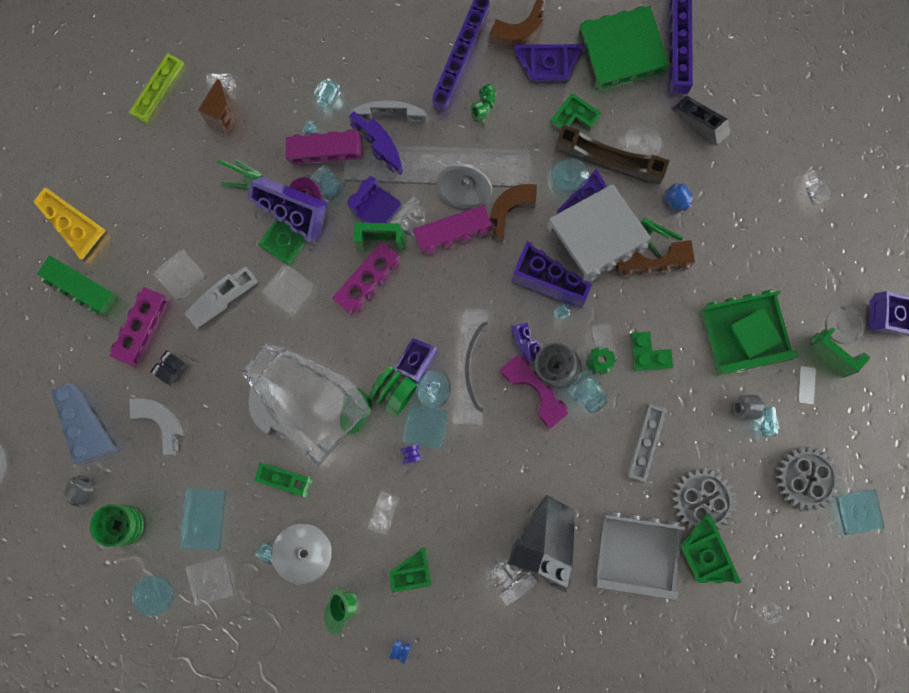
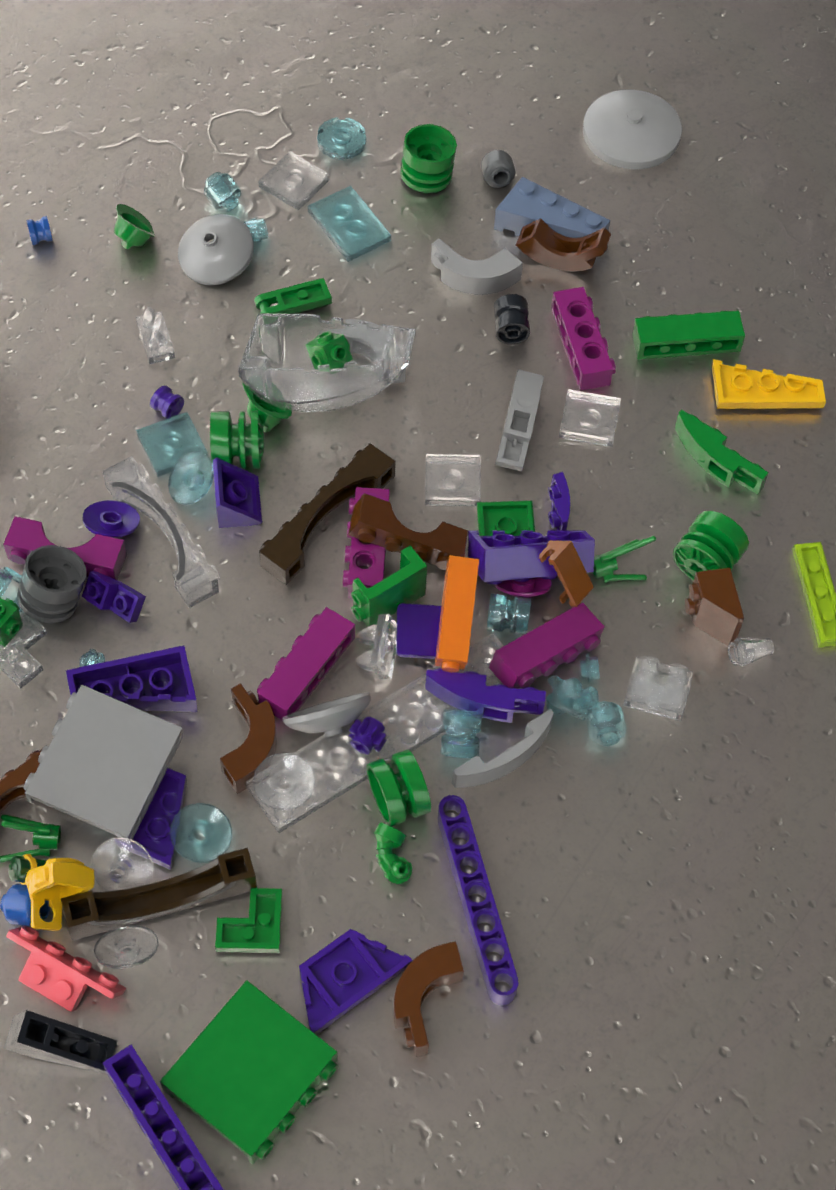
camera: 140 degrees right, 20 degrees down
(97, 399) = (561, 252): none -> reddish brown arch
(135, 203) = (709, 451): none -> green slope
(192, 140) = (710, 544): none -> green wheel
(247, 224) = (560, 500): none -> dark purple slope
(263, 599) = (222, 191): none -> clear light blue head
(280, 170) = (569, 571): none -> dark orange hinge
(285, 92) = (659, 687): none -> clear slope
(298, 405) = (329, 349): none -> green brick
(331, 247) = (377, 524): none -> reddish brown arch
(333, 324) = (284, 553): none -> dark brown arch
(335, 115) = (570, 697): none -> clear light blue hips
(362, 180) = (456, 613): none -> orange brick
(405, 132) = (461, 733): none -> clear light blue wheel
(411, 573) = (79, 300): green wing -> none
(453, 157) = (367, 735): none -> dark purple gear
(455, 122) = (398, 788): none -> green wheel
(488, 397) = (111, 518): none -> dark purple dish
(513, 157) = (284, 769): none -> clear dish
(621, 181) = (124, 855): none -> clear dish
(662, 189) = (50, 882): none -> yellow piece
(681, 154) = (58, 973): none -> coral bracket

